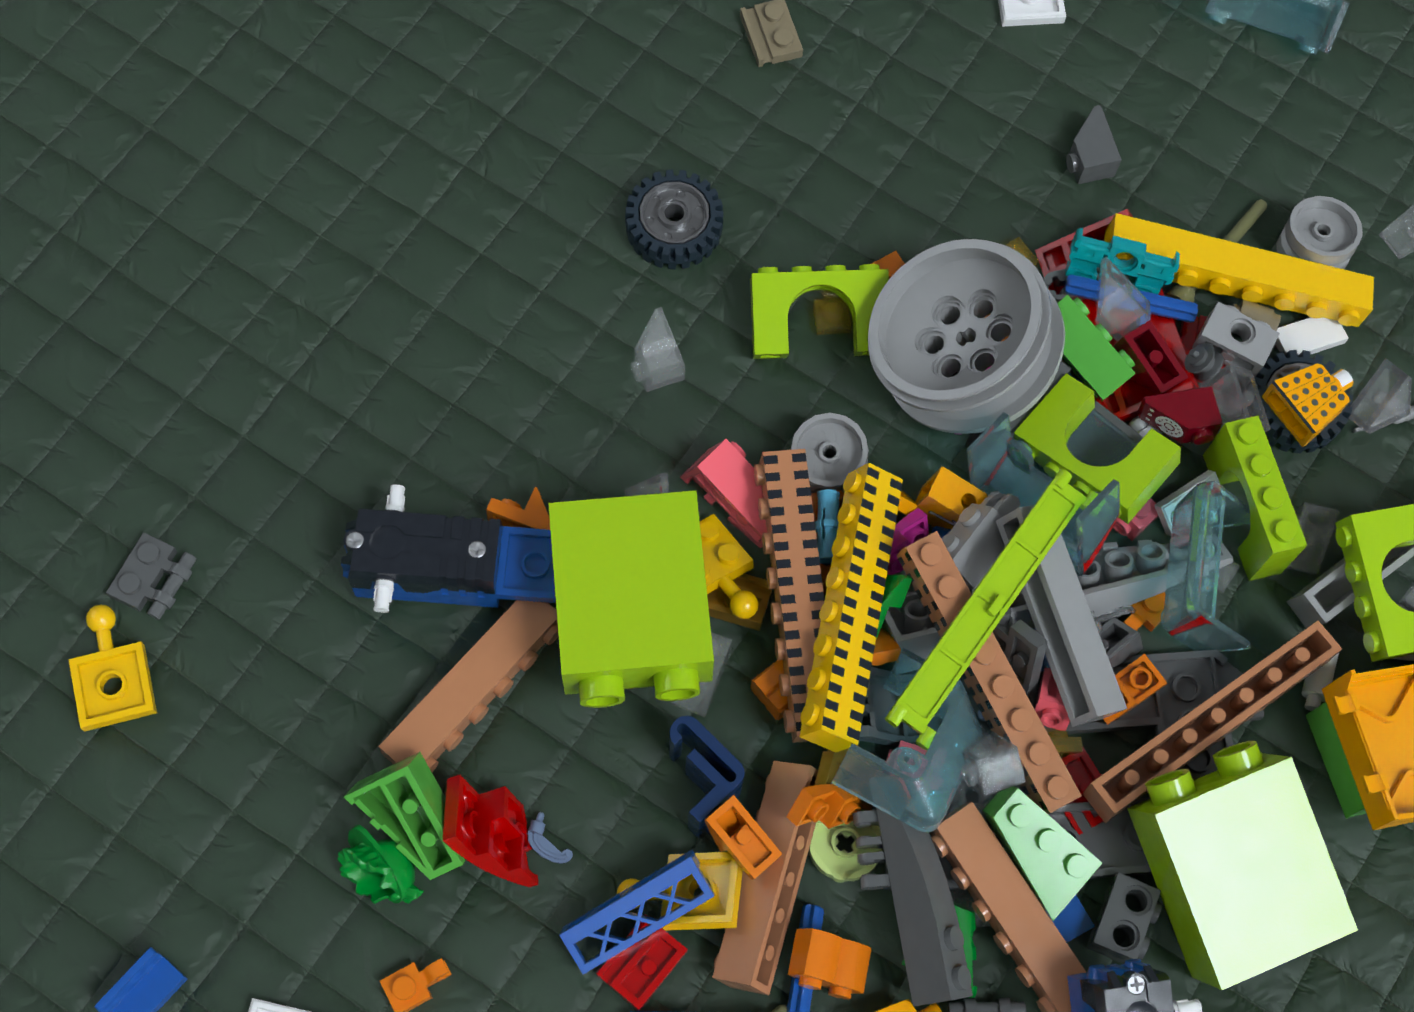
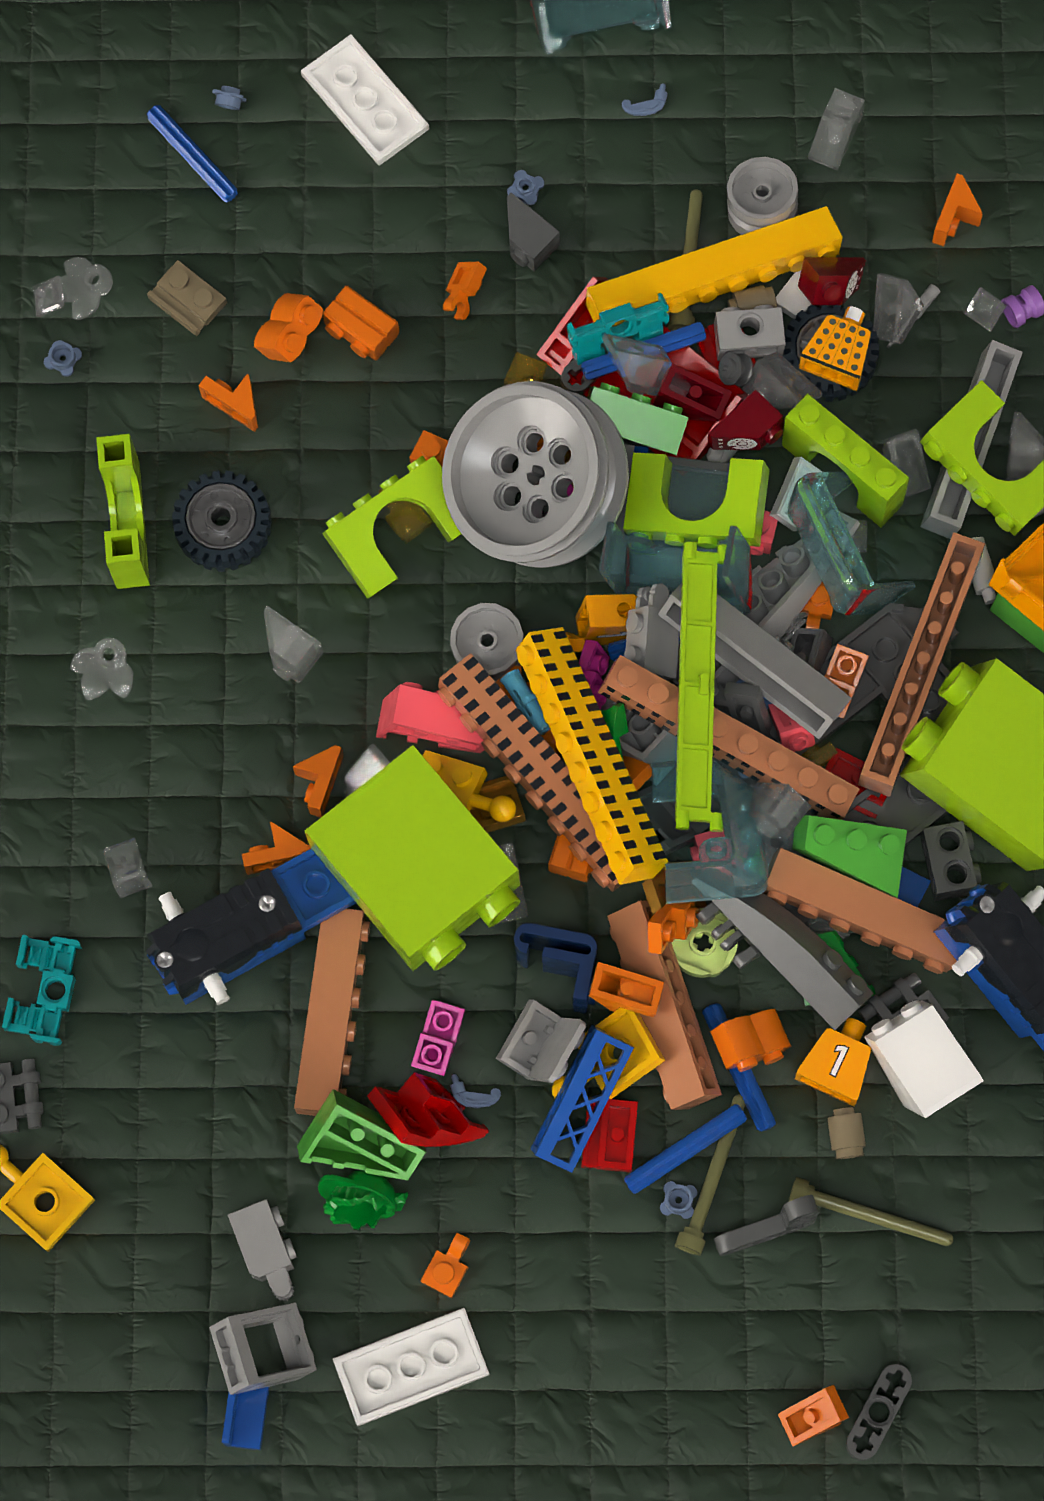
camera: 25 degrees left, 5 degrees up
(160, 933) = (236, 1354): none -> light grey window
(265, 854) = (263, 1247): none -> light grey hinge
(277, 490) = (59, 962): none -> teal piece
(389, 450) = (127, 868): none -> clear slope
(487, 279) = (103, 674): none -> clear plate
(551, 771) = (438, 1037): none -> dark pink slope
(577, 186) = (127, 539): none -> lime arch
(613, 475) = (323, 770): none -> orange slope
(636, 9) = (59, 349): none -> sand blue plate
(636, 836) = (541, 1043): none -> light grey bracket
(753, 133) = (238, 404): none -> orange slope
(842, 97) = (289, 324): none -> orange brick
(900, 134) = (360, 324): none -> orange brick
(1011, 155) = (463, 283): none -> orange plate
(1124, 114) = (534, 183): none -> sand blue plate
(1263, 112) = (647, 107): none -> sand blue piece
(1339, 339) = (830, 279): none -> dark red slope

